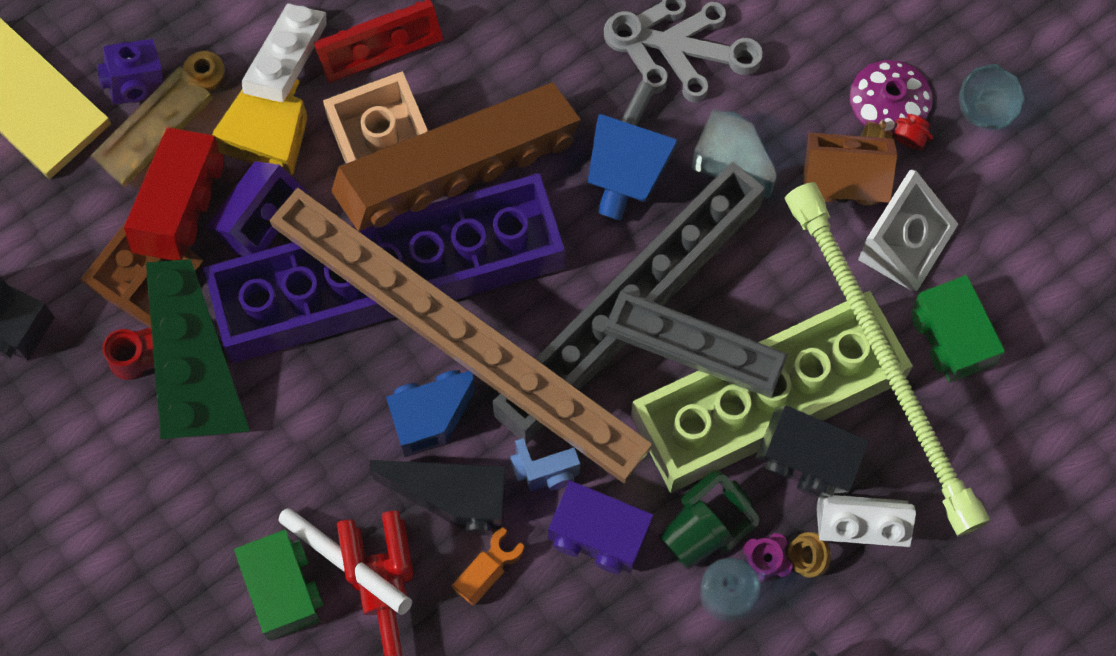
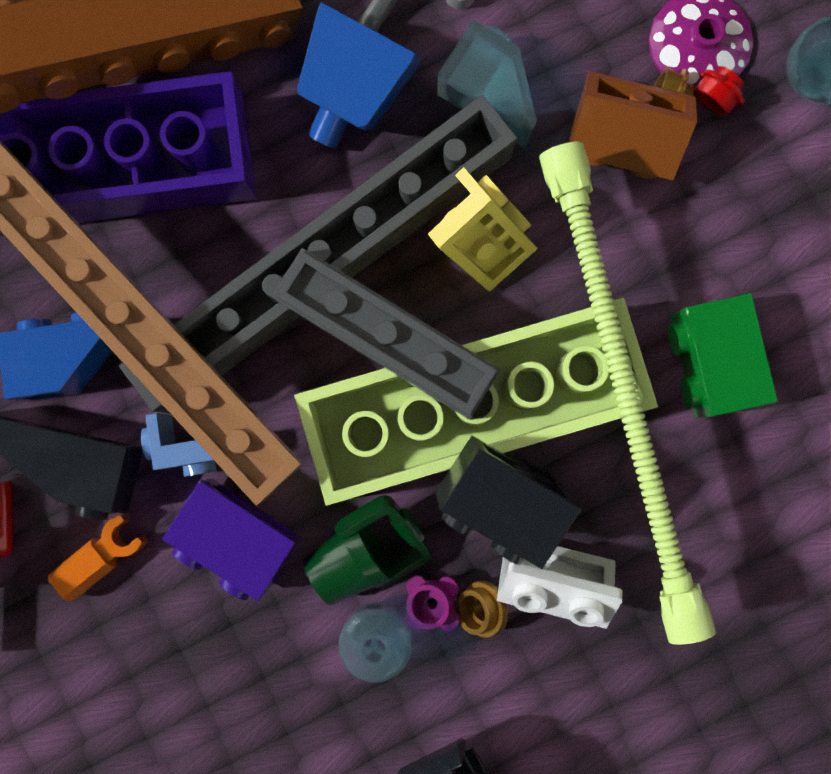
camera: 15 degrees right, 15 degrees up
(754, 263) = (482, 234): none -> light yellow bracket
(909, 234) = (688, 223): white slope -> none

